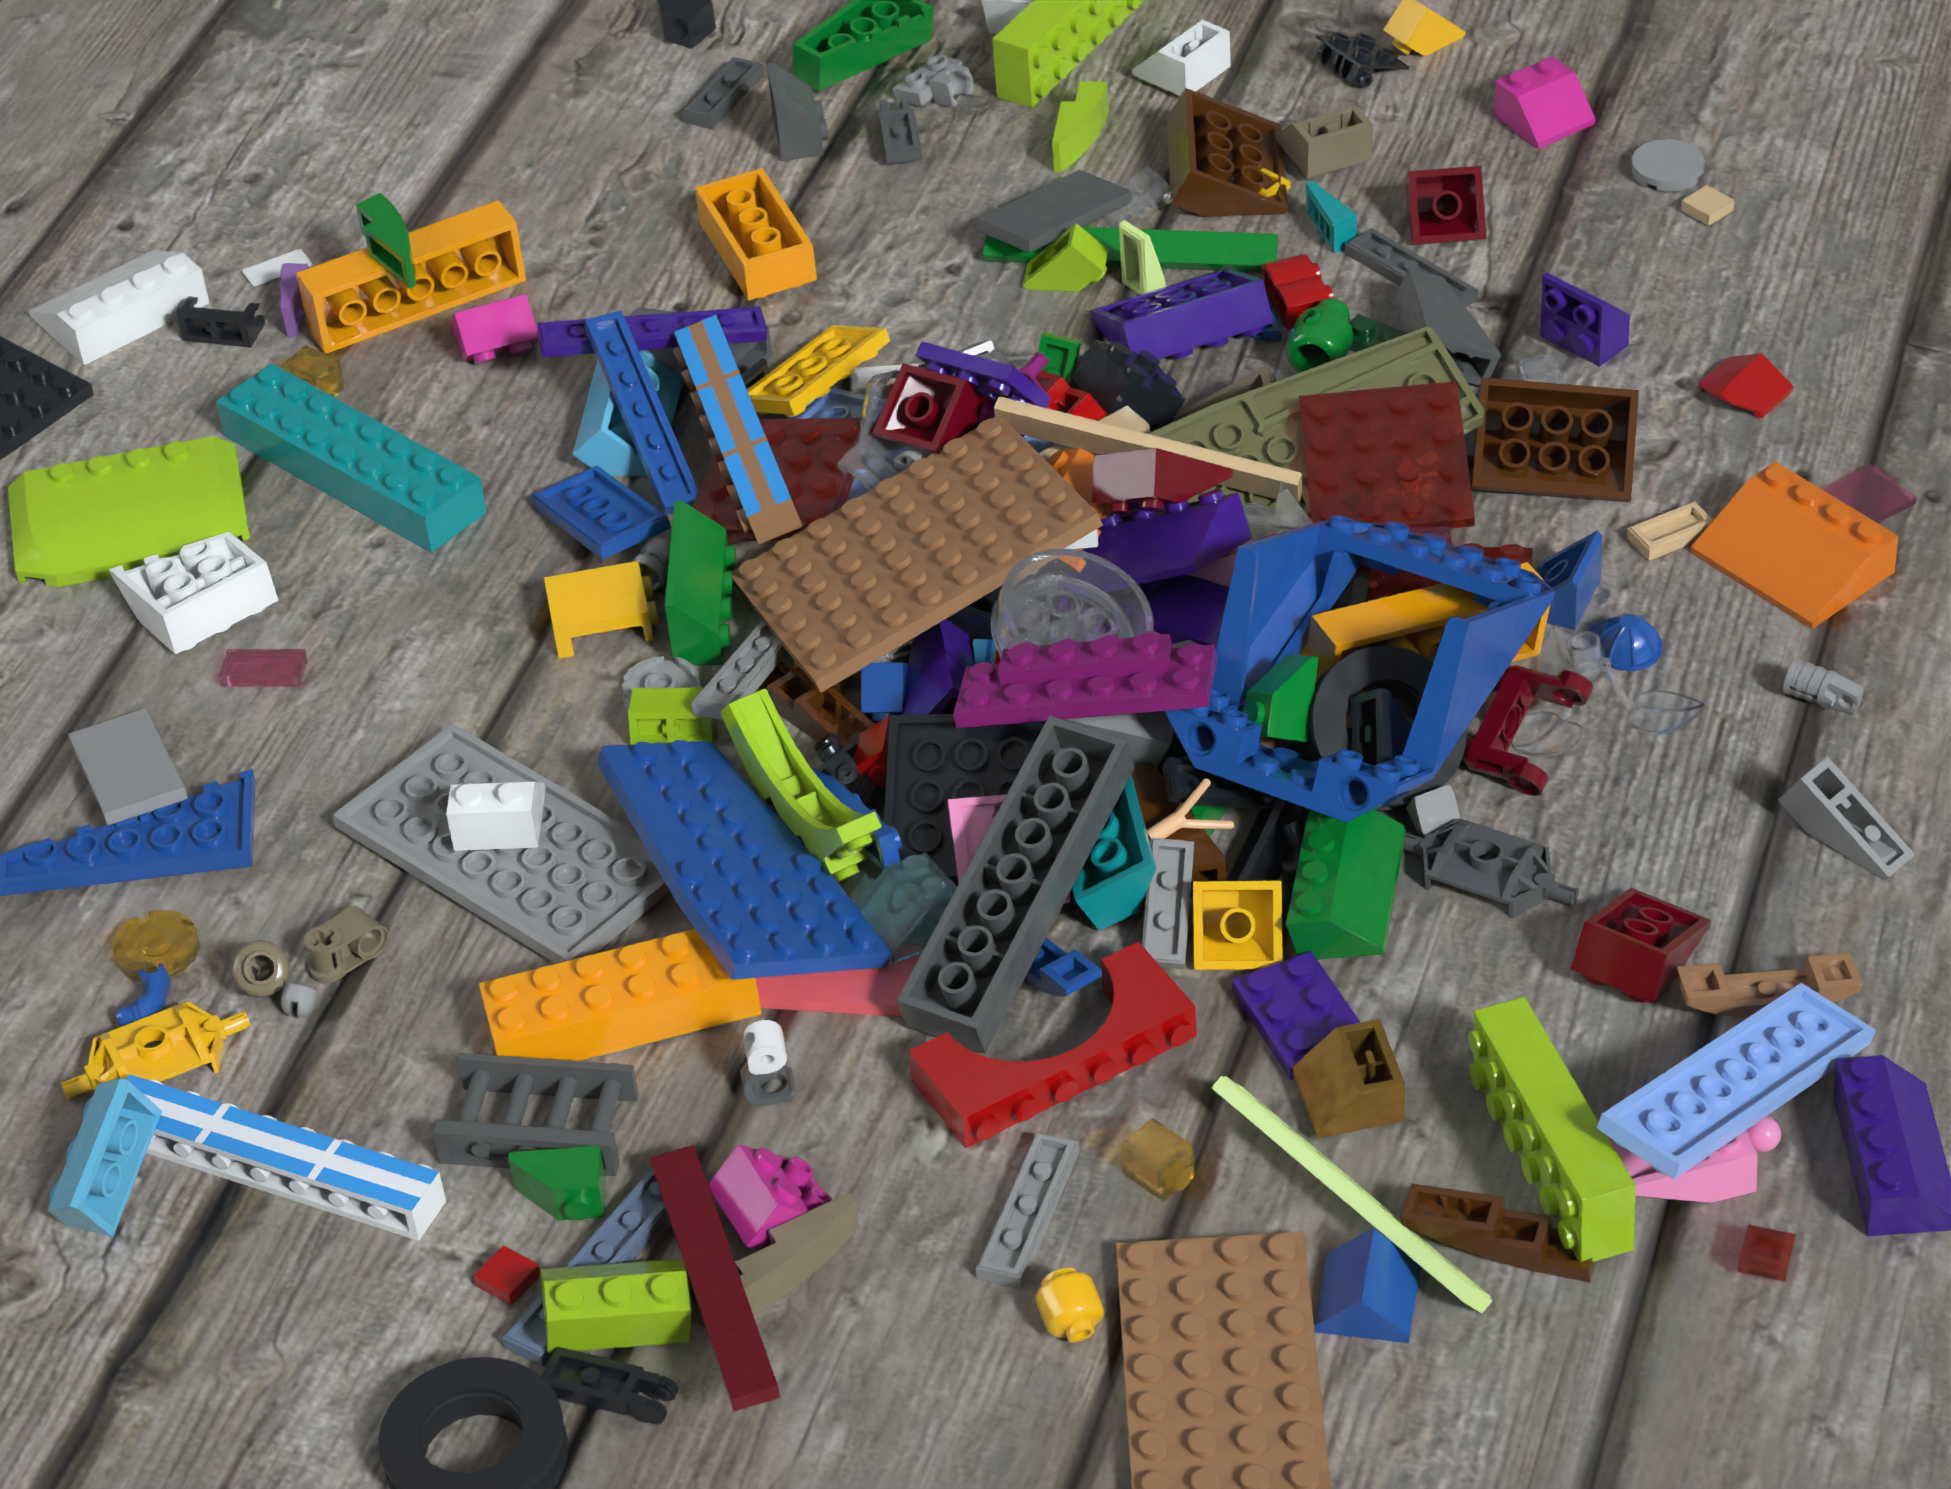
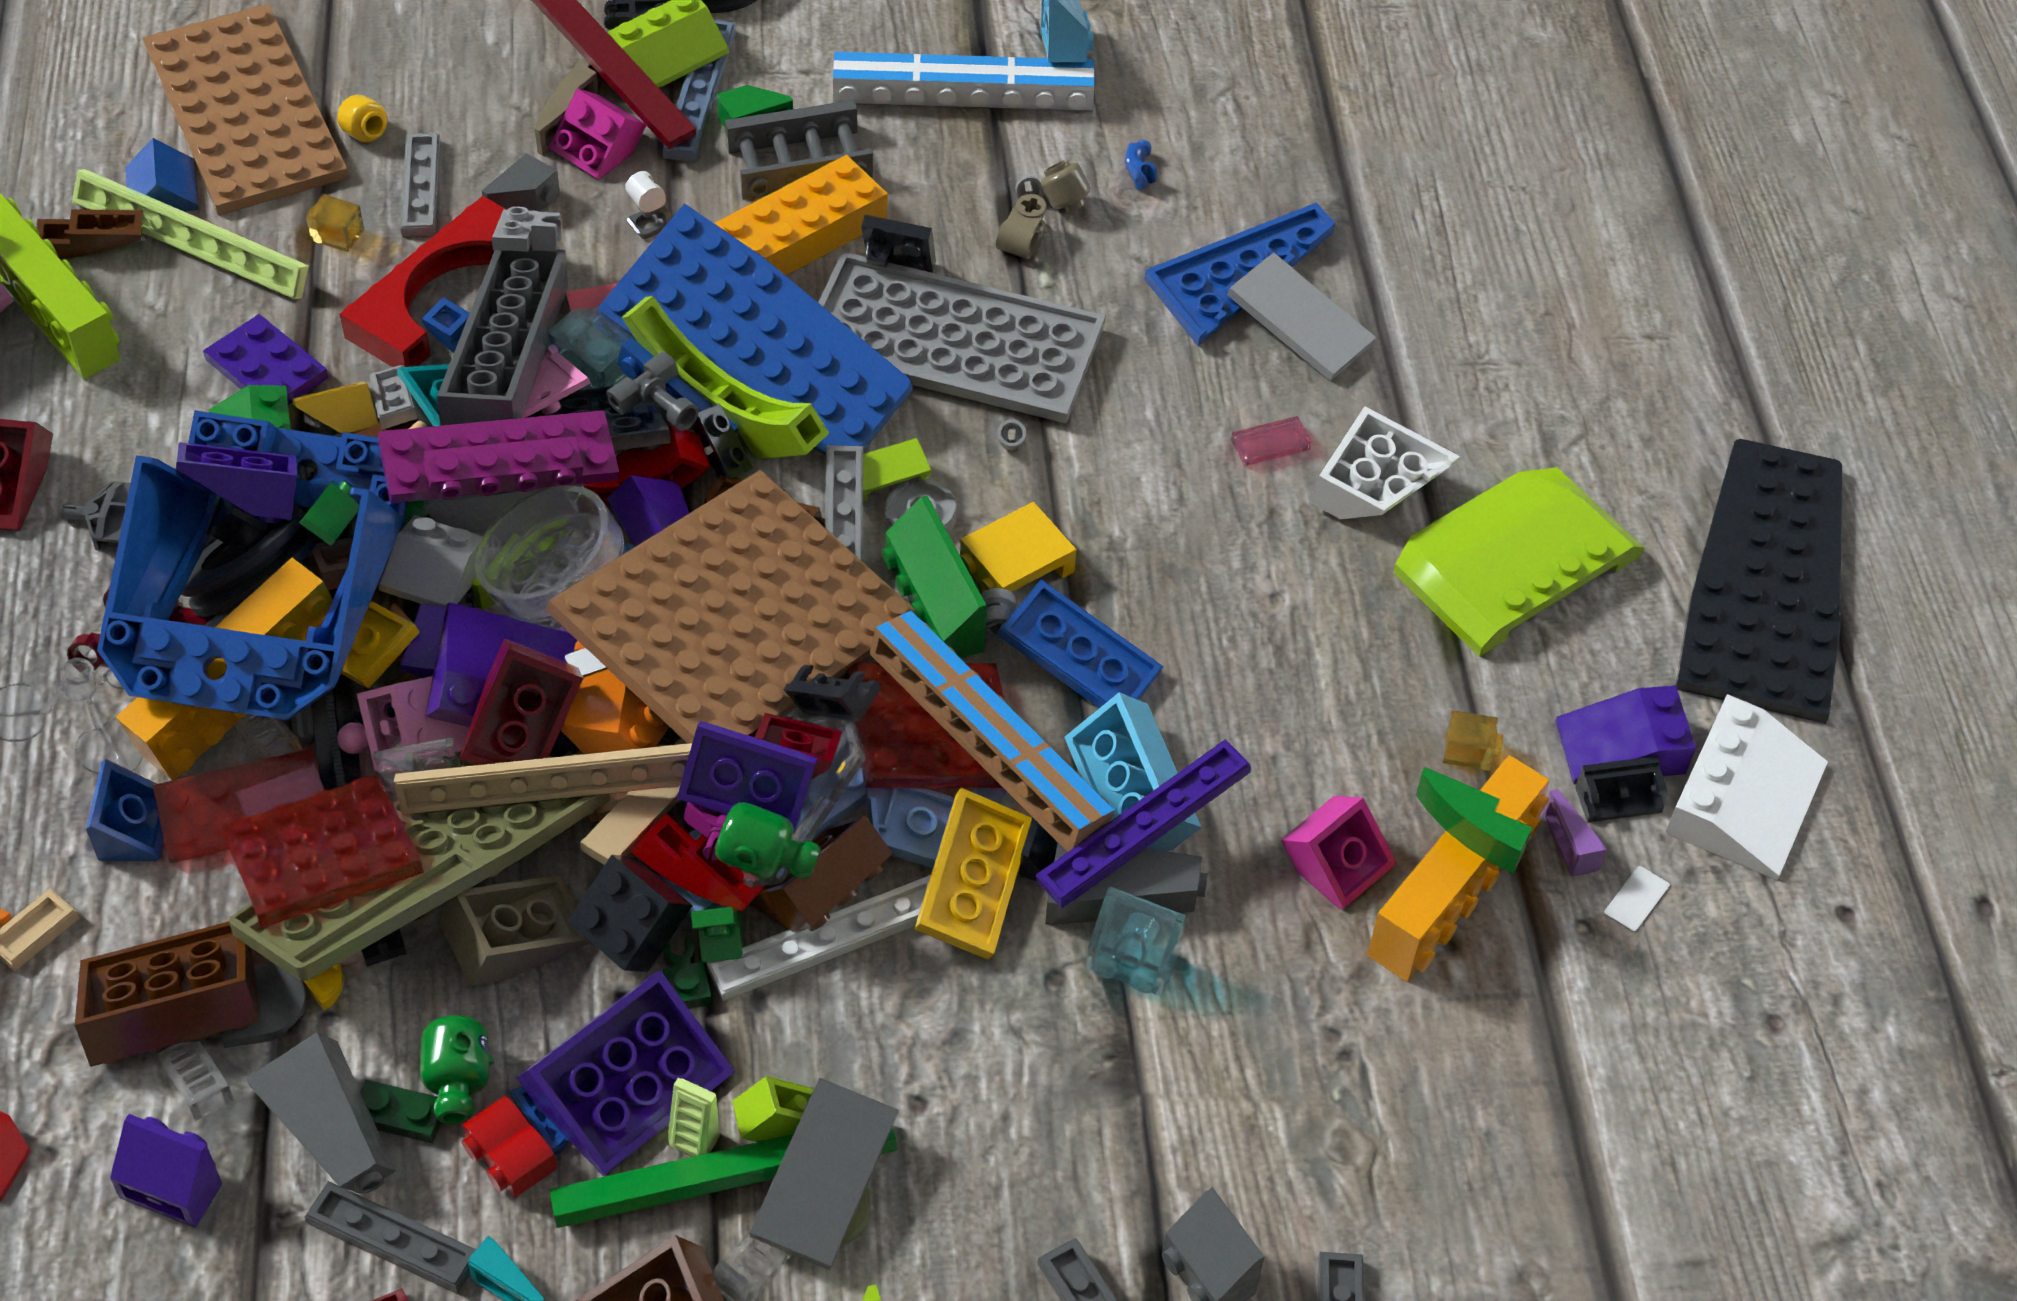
camera: 150 degrees right, 10 degrees up
(156, 939) = (1168, 207): clear yellow tile -> none
(176, 351) = (1629, 727): none -> dark purple slope
(188, 1041) = (1092, 145): yellow plate -> none
(352, 457) = (1355, 650): teal brick -> none
(495, 815) = (969, 329): white slope -> none
(504, 926) = (898, 244): none -> black hinge
(507, 1275) = (757, 62): red tile -> none
(522, 725) = (1020, 434): none -> light grey hinge
(641, 410) = (1100, 733): blue plate -> none
(707, 287) = (1136, 942): none -> clear light blue slope
(756, 234) = (1144, 1045): light orange brick -> none
(863, 446) = (832, 696): none -> black hinge
(885, 777) = (651, 389): none -> dark grey bar
(907, 1146) = (525, 184): none -> dark grey slope
(937, 1022) = (521, 228): none -> light grey plate
(996, 333) = (762, 842): none -> green piece
(1351, 1081) = (203, 302): pearl gold slope -> none
(1366, 709) = (249, 479): none -> dark purple slope
(1629, 642) = (60, 785): blue piece -> none

